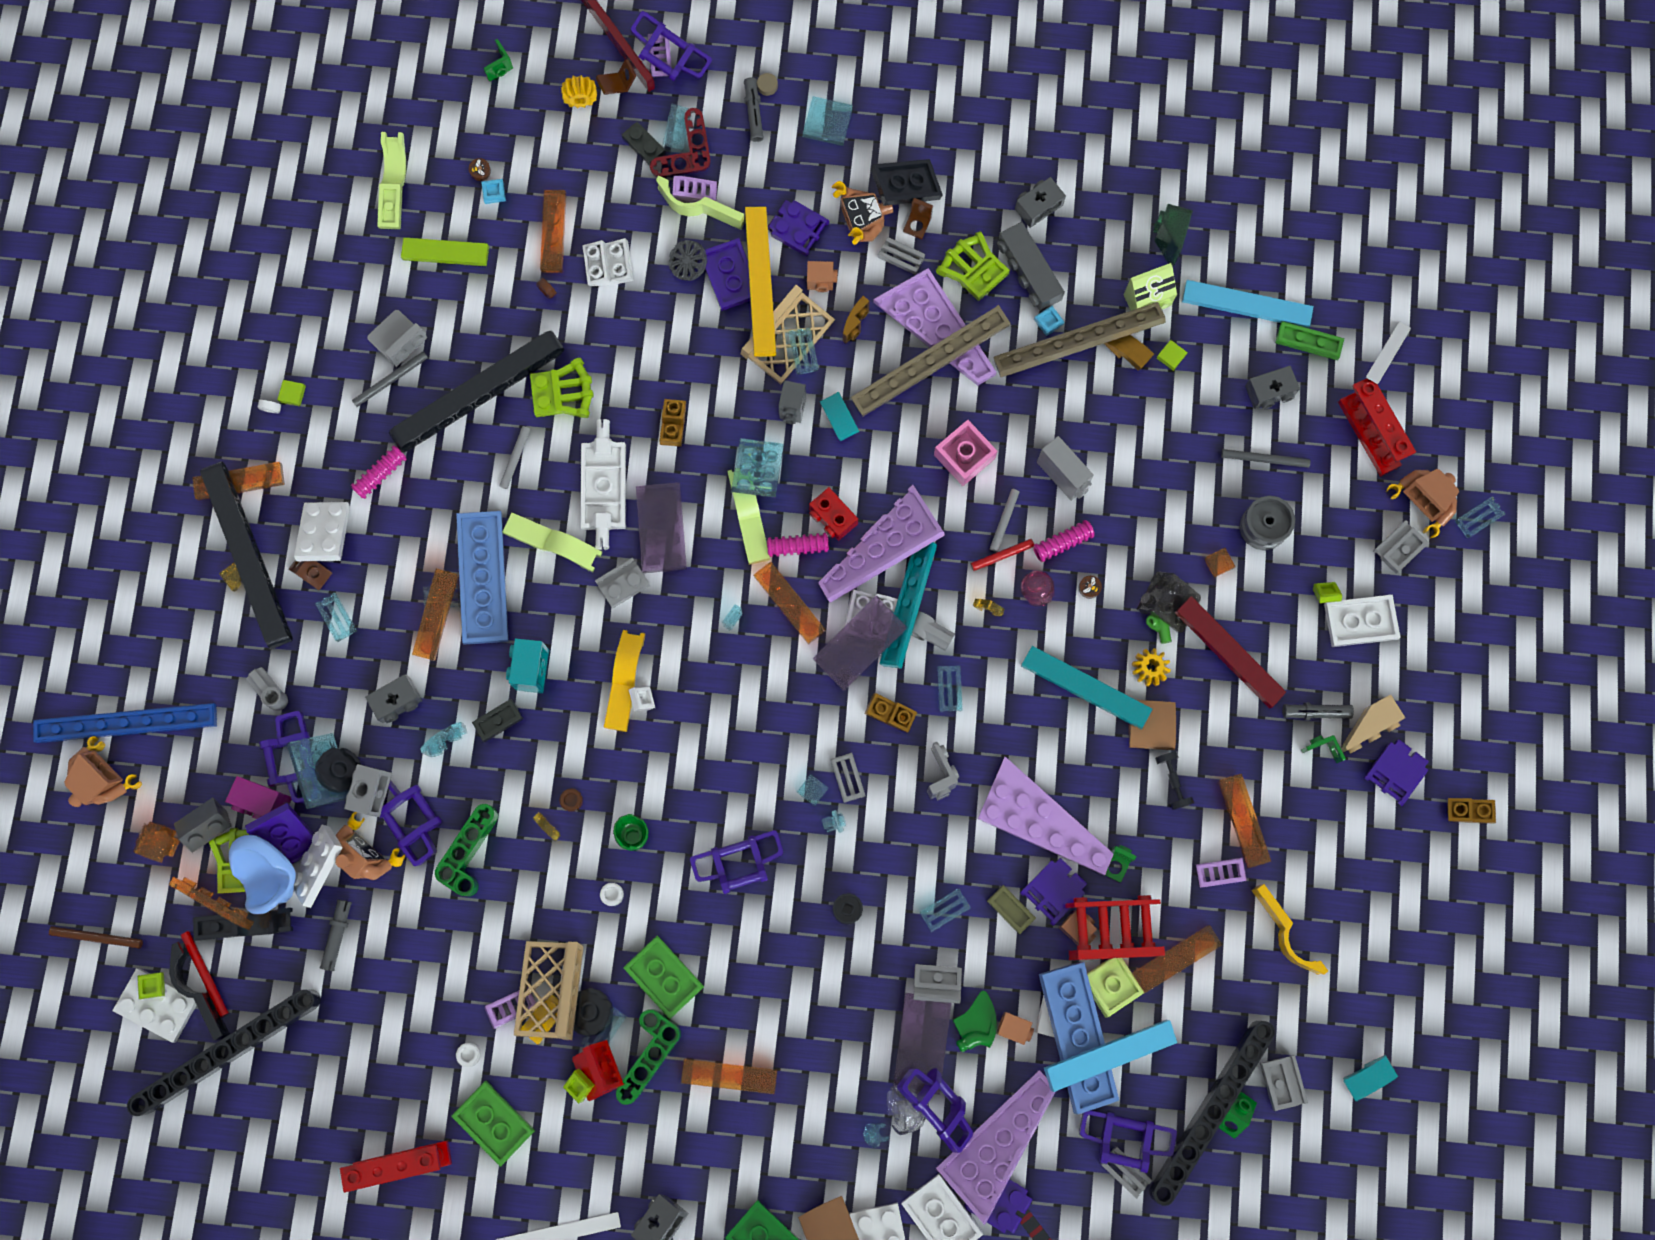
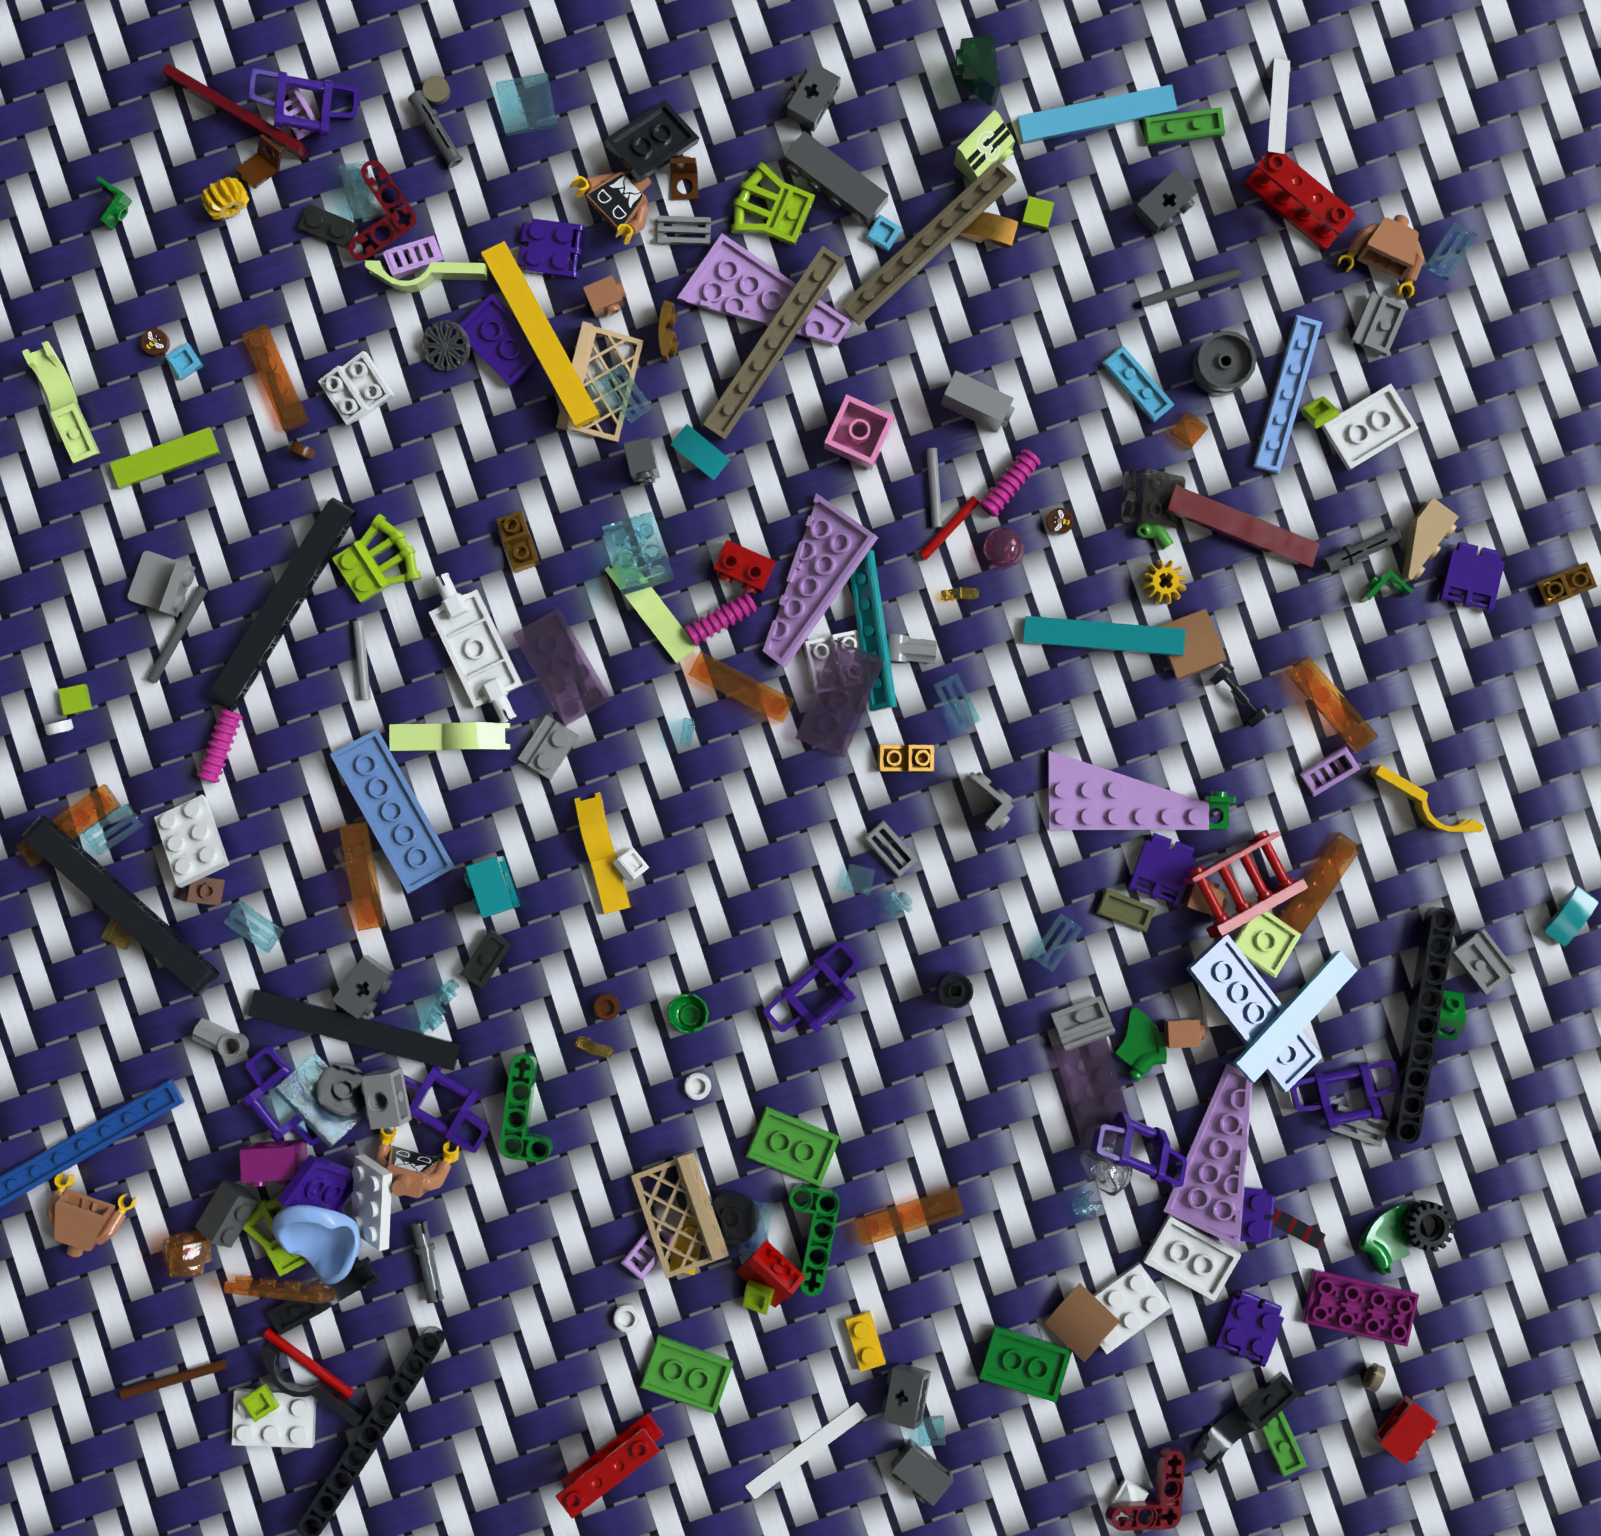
camera: 25 degrees left, 10 degrees up
(273, 506) = (132, 817): none -> clear light blue tile
(372, 730) = (353, 1030): none -> black tile
(647, 1163) = (865, 1341): none -> yellow plate
(1194, 511) = (1138, 384): none -> medium azure tile
(1307, 569) = (1287, 394): none -> light blue tile

